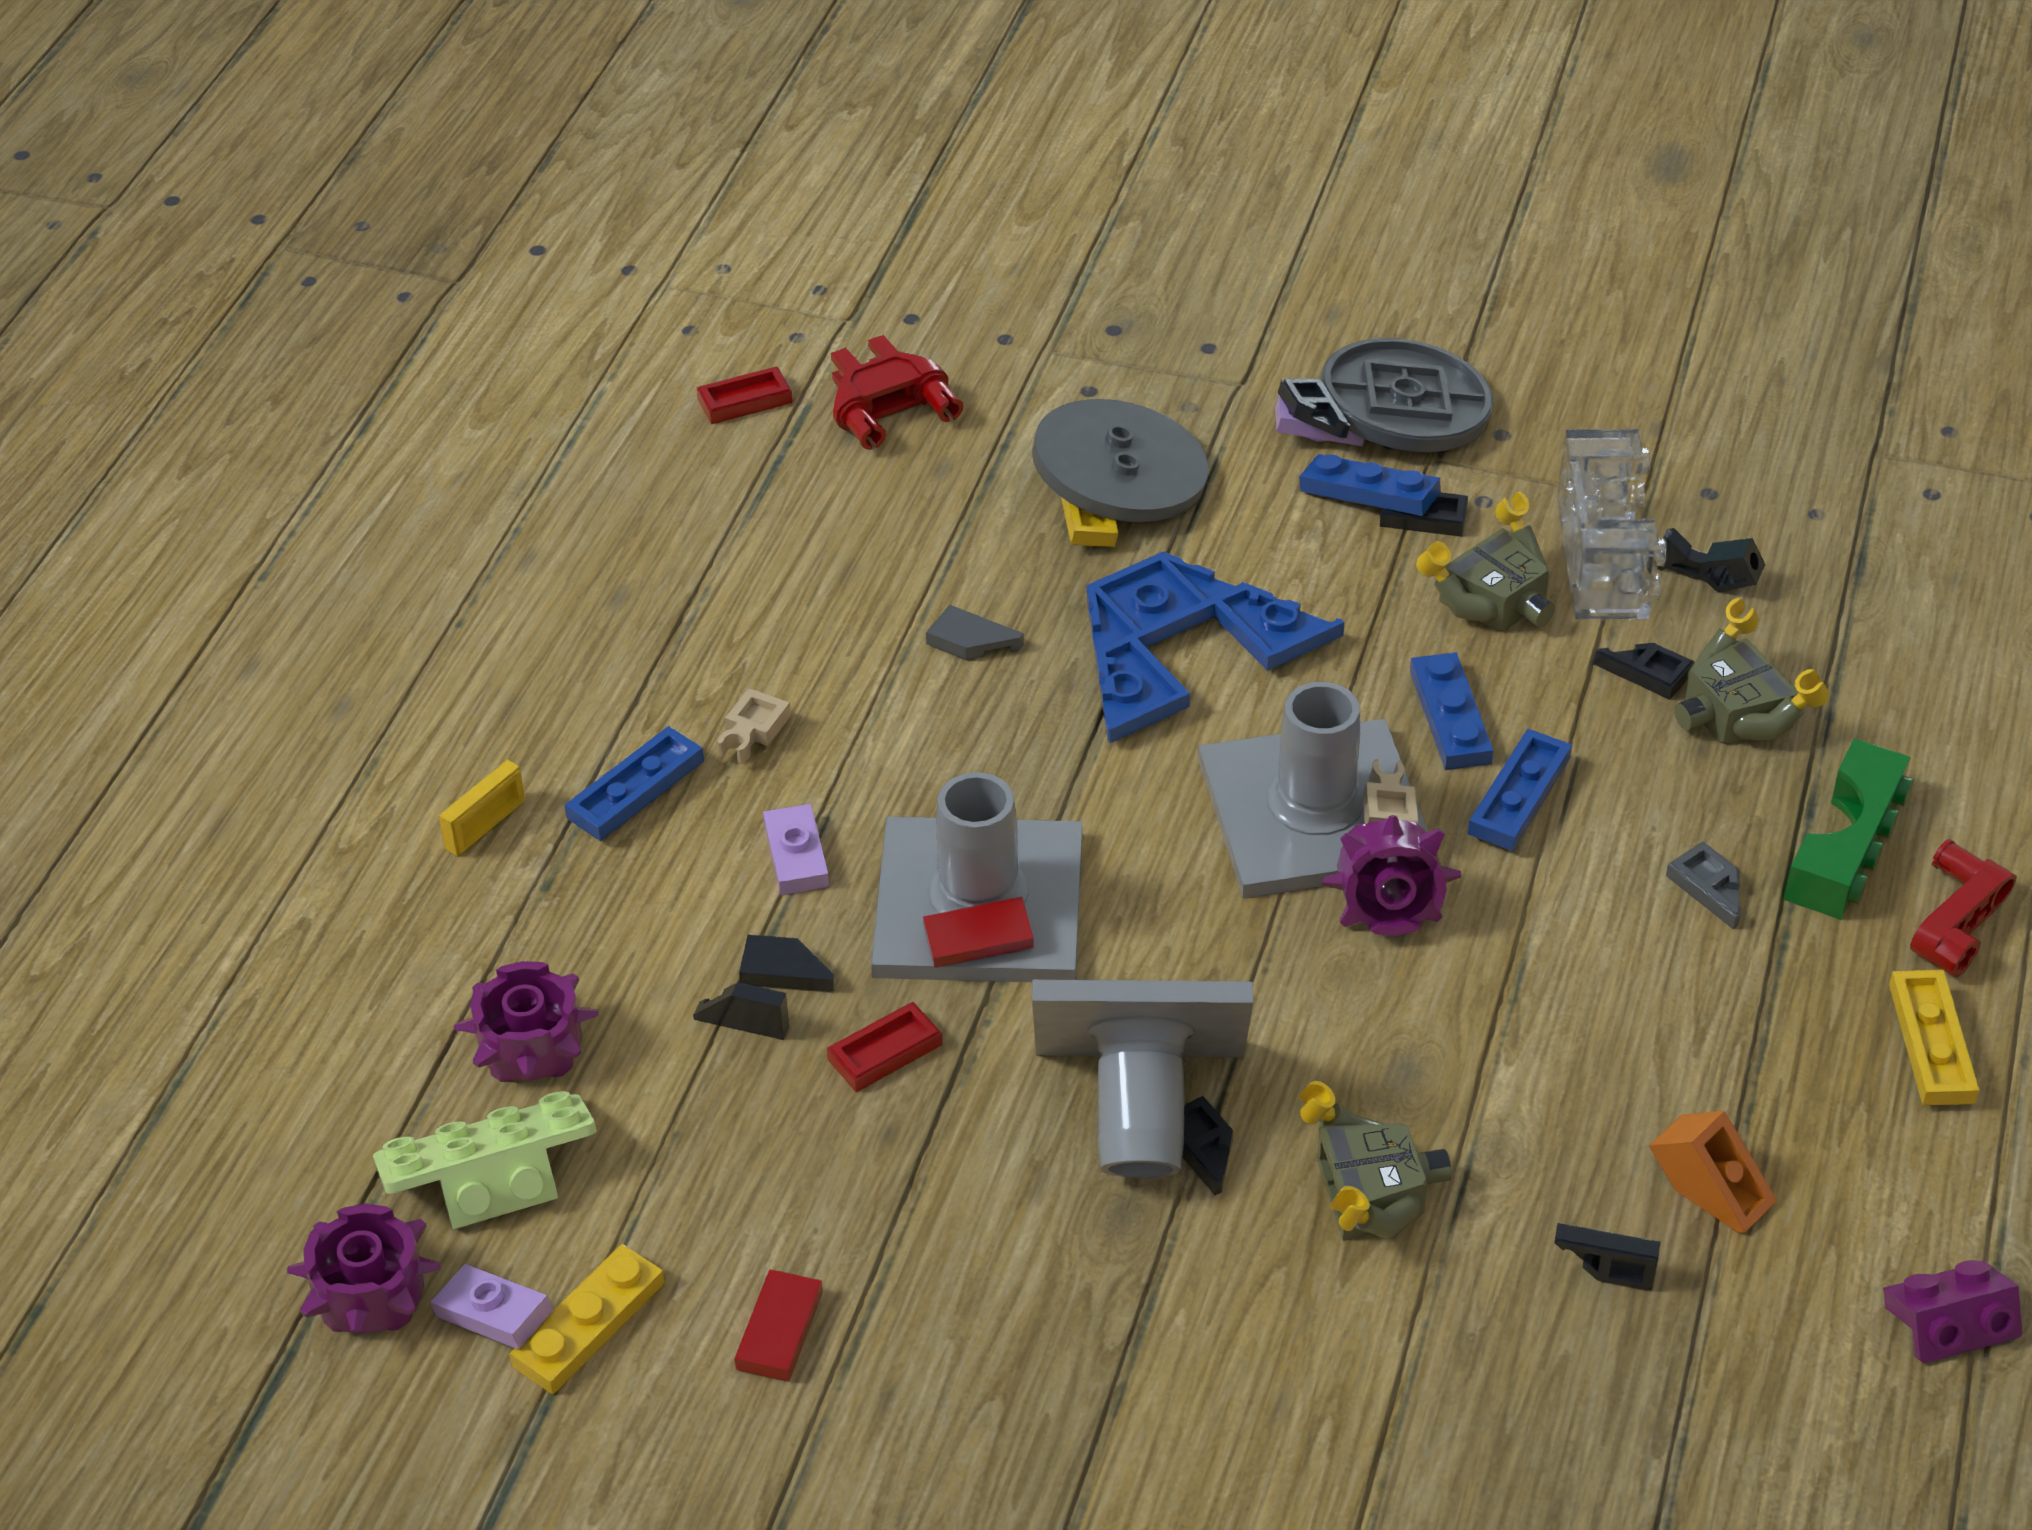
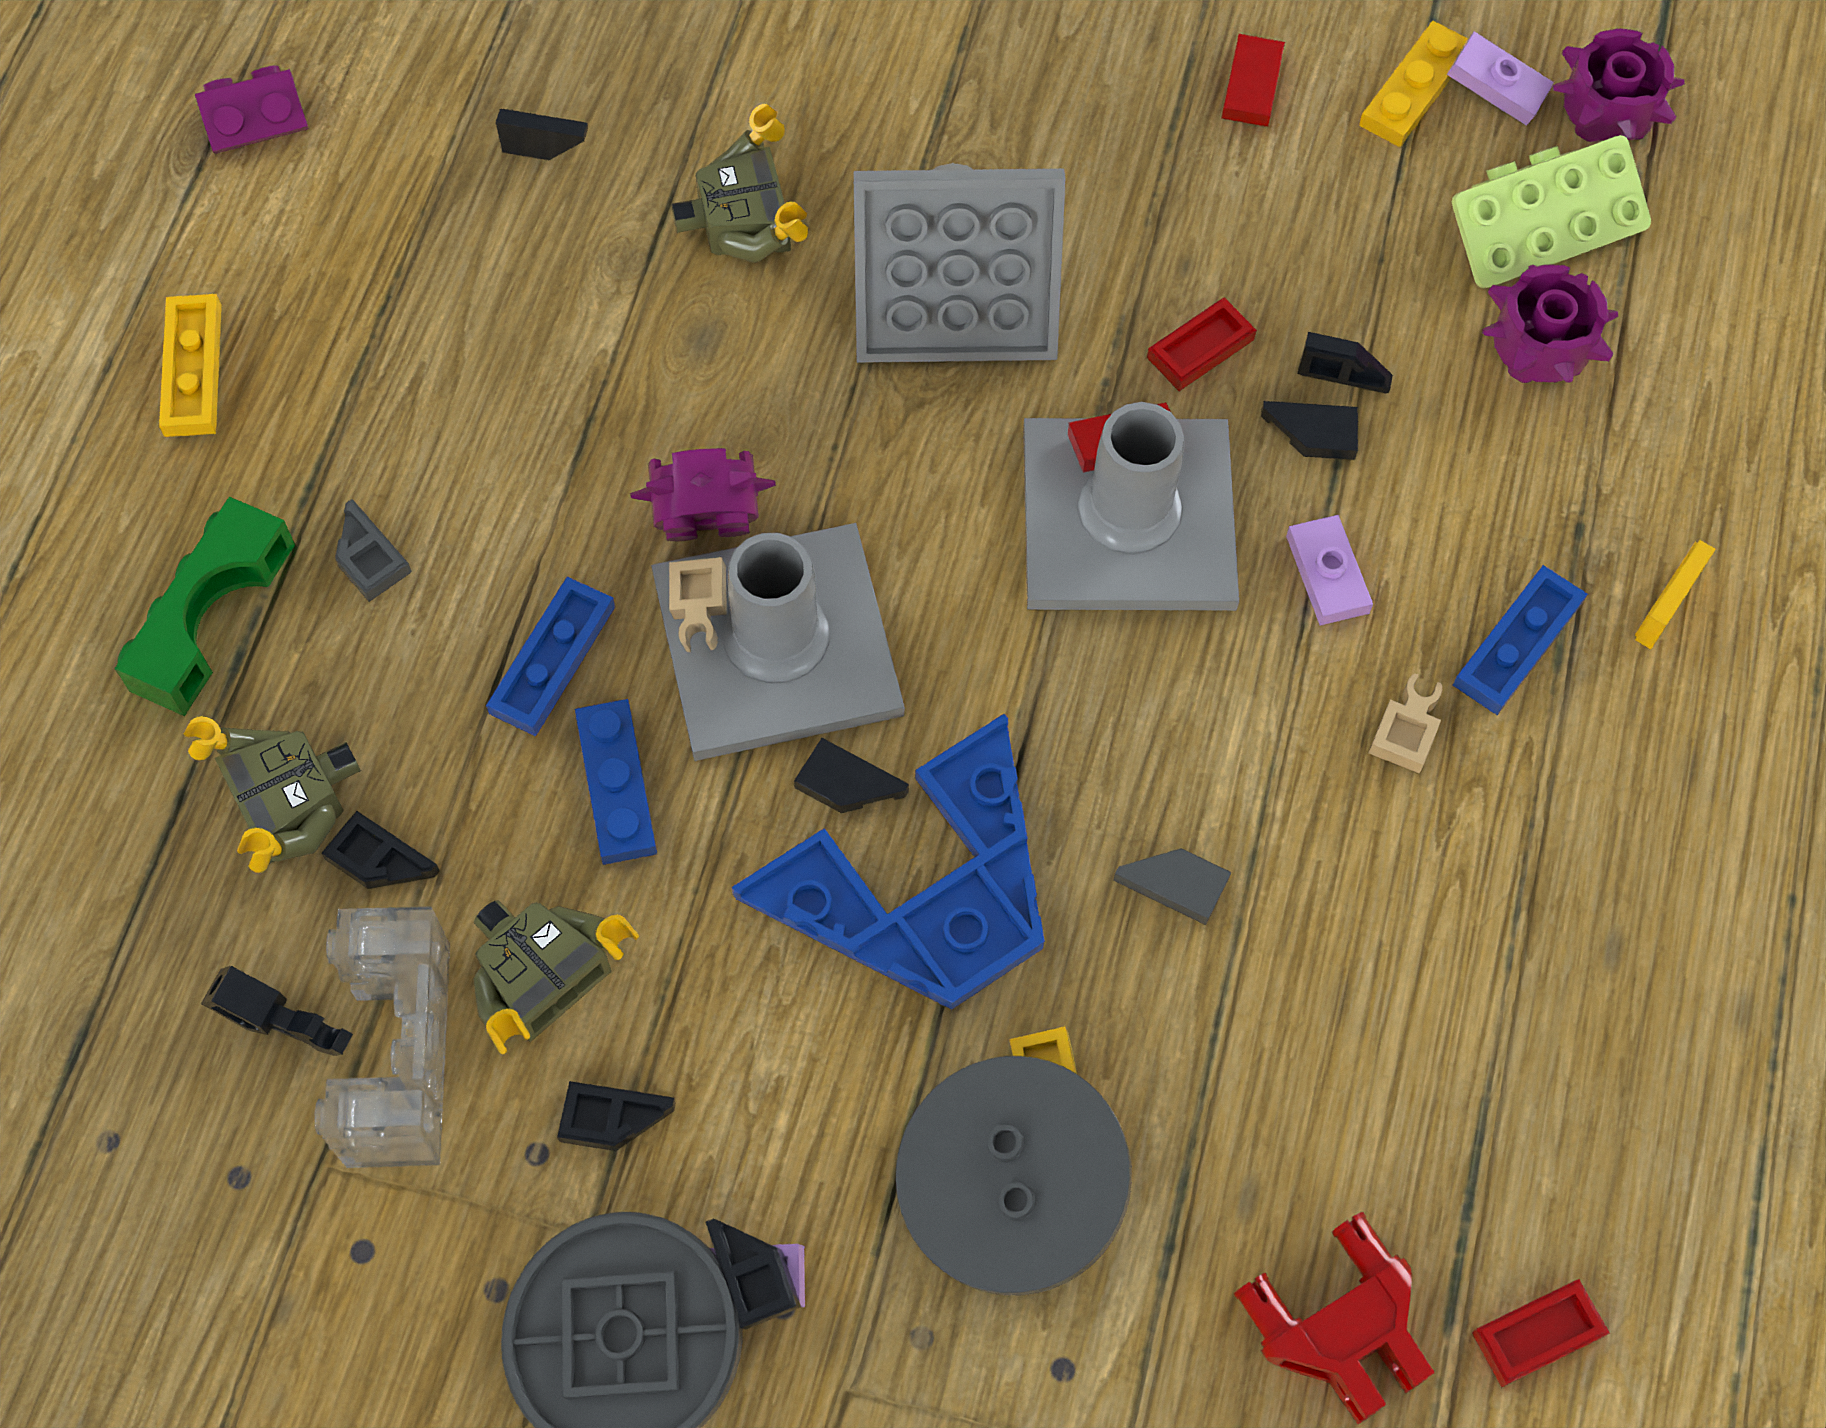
camera: 175 degrees right, 20 degrees up
(1245, 704) = (845, 779): none -> black tile
(1370, 484) = (684, 1145): blue plate -> none
(1713, 1168) = (437, 219): orange slope -> none
(1946, 932) = (142, 480): red beam -> none

